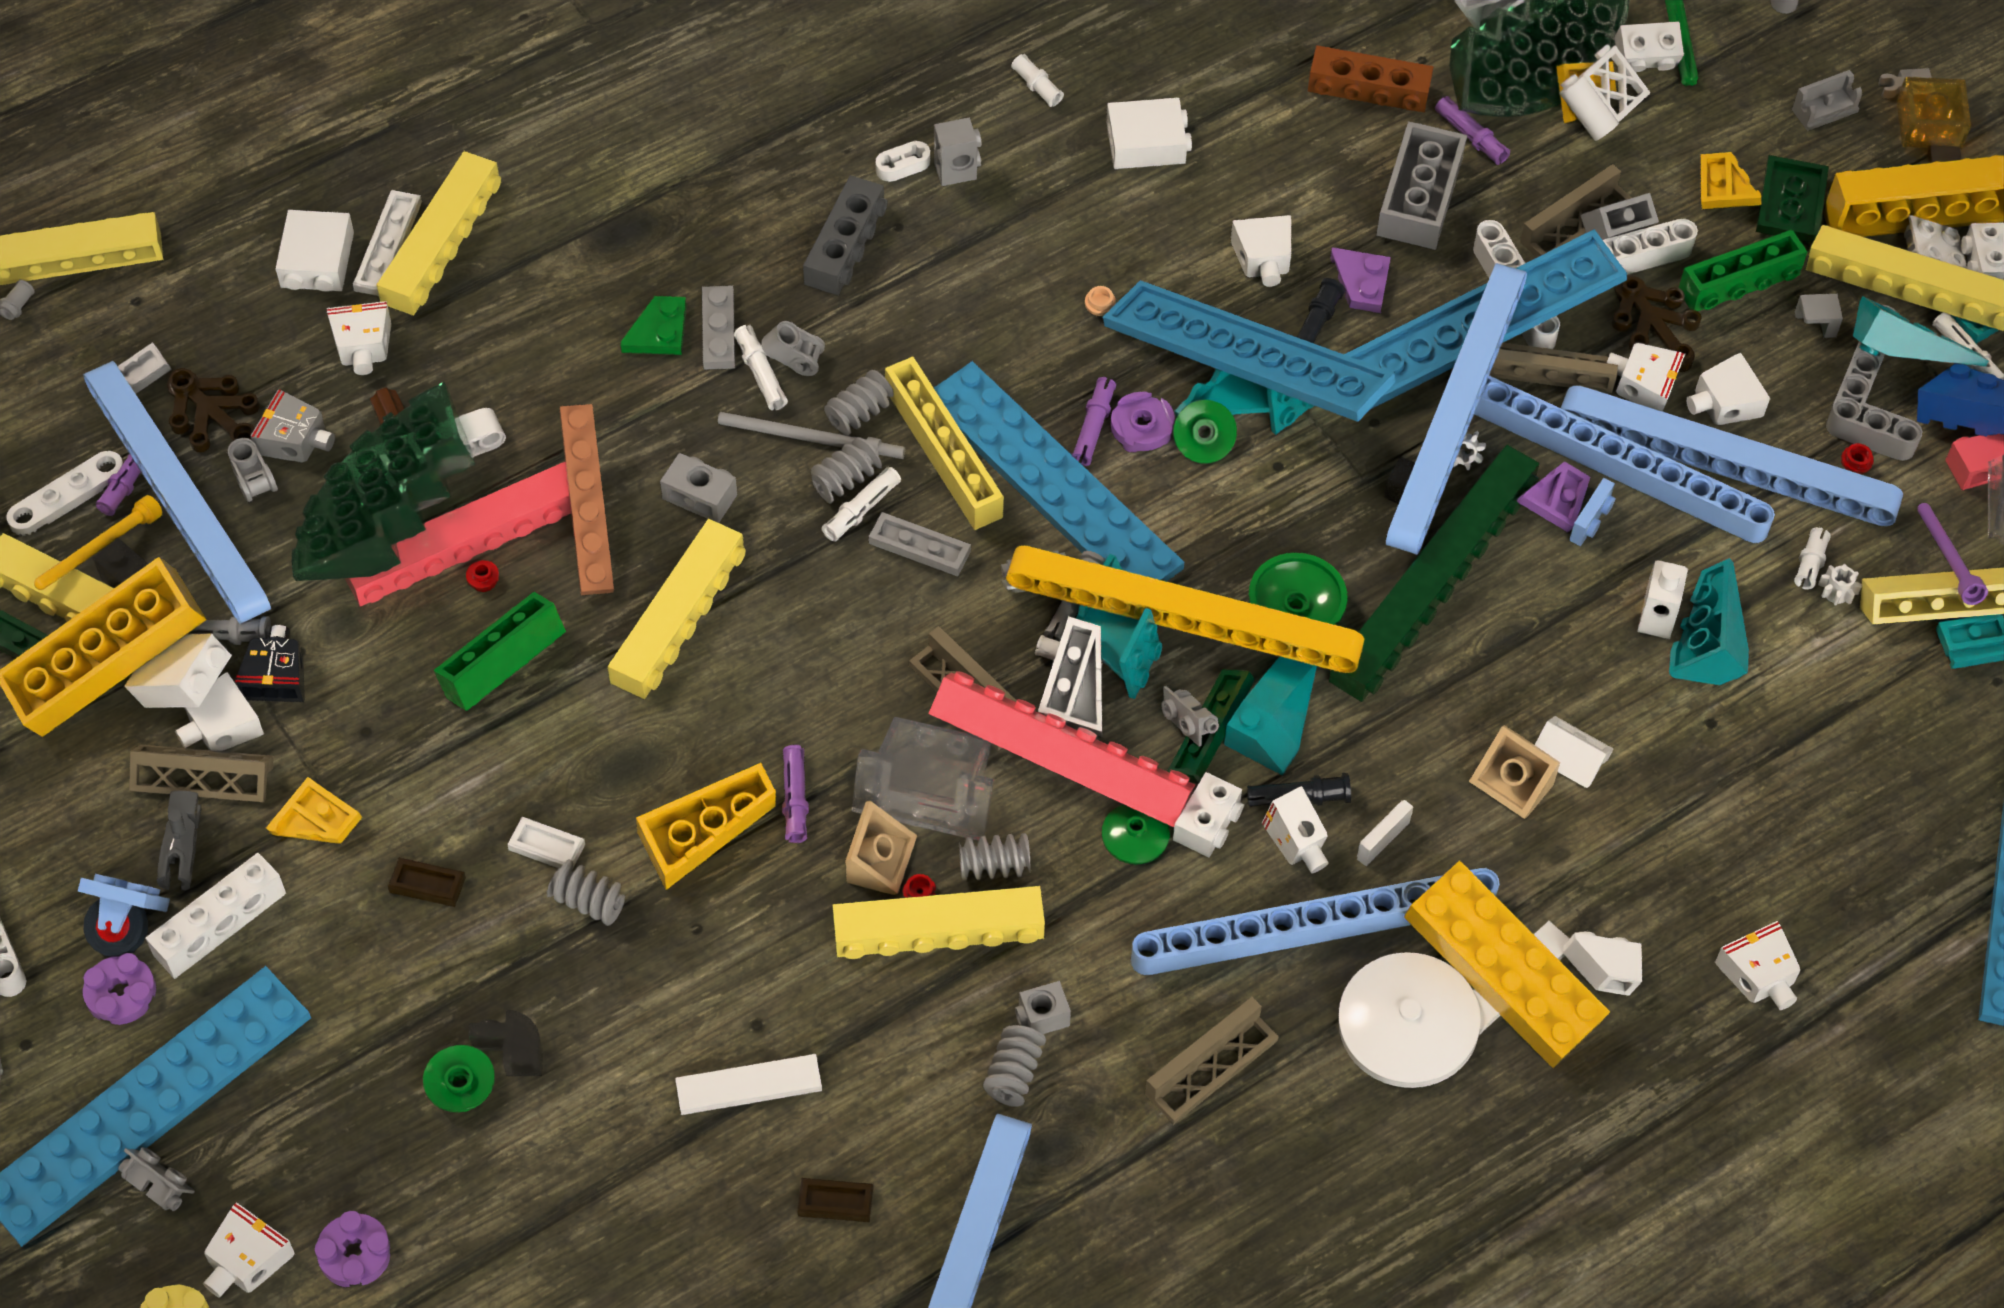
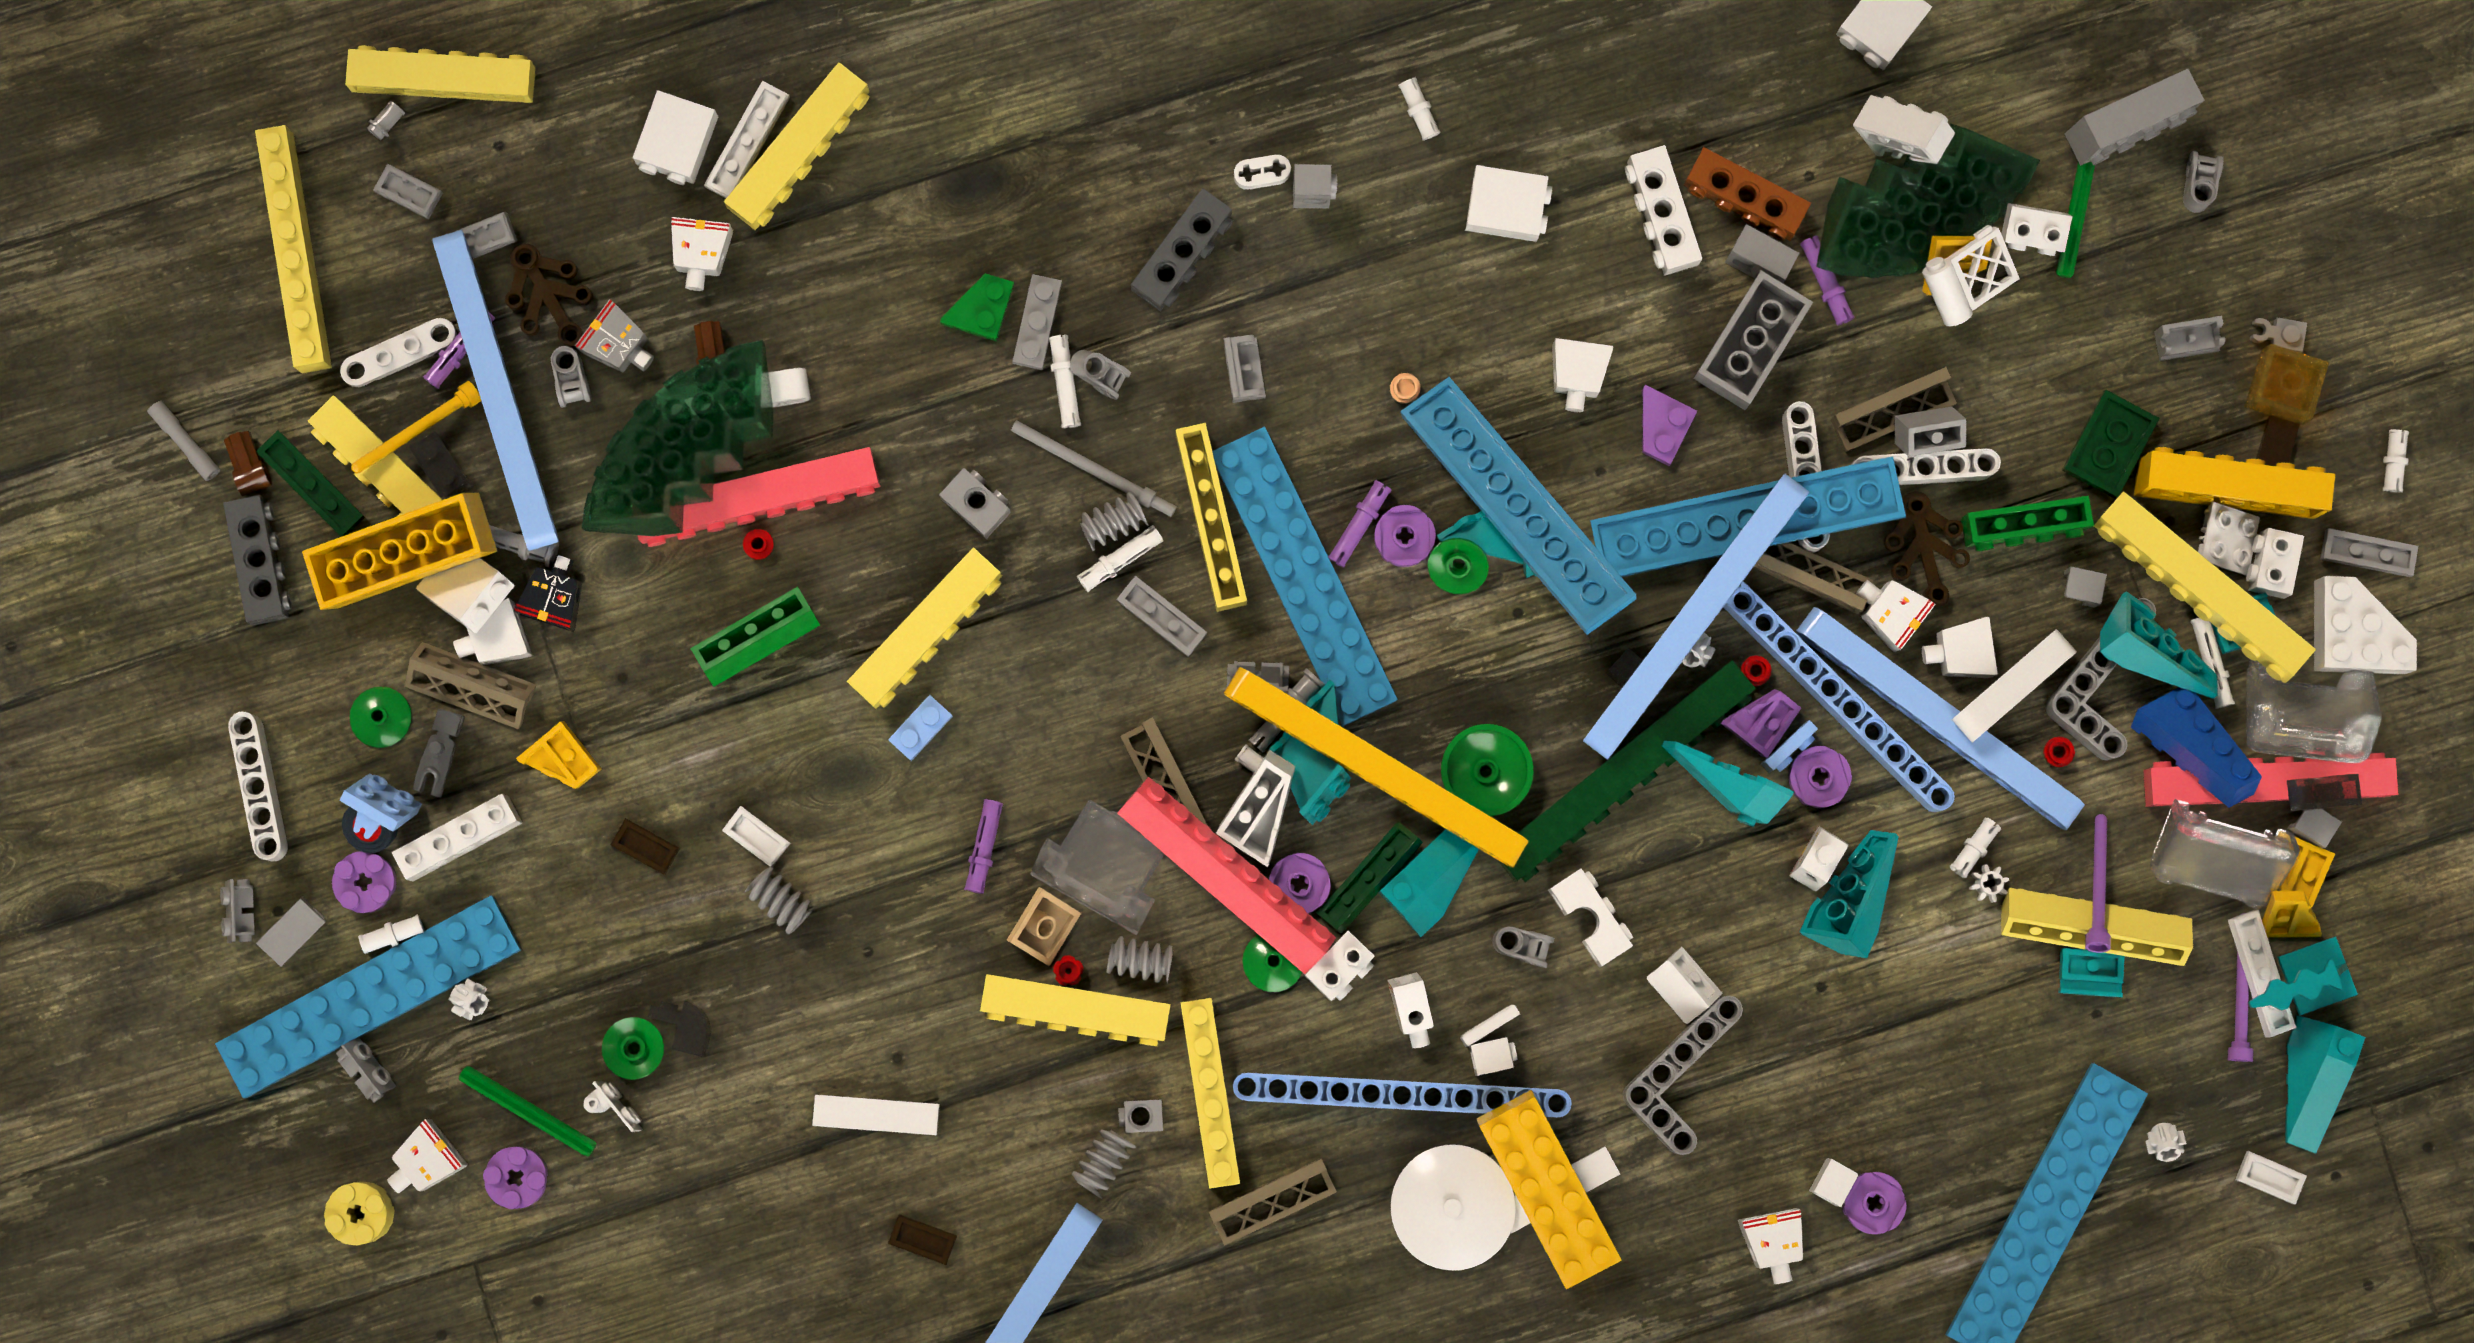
camera: 10 degrees right, 25 degrees up
(43, 1052) = (291, 931): none -> light grey hinge
(49, 353) = (408, 191): none -> light grey plate
(110, 839) = (395, 720): none -> green dish
(159, 1031) = (391, 934): none -> white pin
(261, 1073) = (469, 999): none -> white gear
(352, 1176) = (527, 1111): none -> green axle
(439, 1132) = (608, 1096): none -> white hinge
(586, 499) = (867, 497): nougat plate -> none
(696, 702) = (920, 728): none -> light blue plate
(703, 822) = (887, 862): yellow wedge -> none
(857, 401) = (1144, 450): light grey piece -> none
(934, 318) = (1244, 368): none -> light grey hinge
(1110, 968) = (1210, 1093): none -> light yellow brick
(1146, 733) = (1315, 876): none -> medium lavender plate
(1188, 714) = (1353, 876): light grey hinge -> none
(1298, 107) = (1658, 165): none -> white brick
(1317, 790) = (1442, 965): black pin -> none
(1321, 308) = (1610, 455): black pin -> none
(1392, 119) = (1760, 252): none -> light grey hinge
(1393, 749) = (1525, 945): none -> light grey piece
(1397, 860) = (1492, 1056): none -> white brick
(1433, 689) = (1609, 937): none -> white arch
(1515, 772) = (1622, 999): tan slope -> none
(1537, 452) = (1764, 666): none -> red plate
(1556, 551) = (1745, 795): none -> teal wedge
(1591, 824) = (1675, 1069): none -> light grey beam
(1606, 963) = (1638, 1205): white slope -> none
(1632, 549) = (1827, 761): none -> medium lavender plate
(1725, 183) = (2051, 410): yellow wing -> none
(1789, 405) = (2014, 685): none -> white beam
(1800, 894) = (1833, 1182): none -> white panel
(1848, 923) = (1891, 1198): none -> medium lavender plate

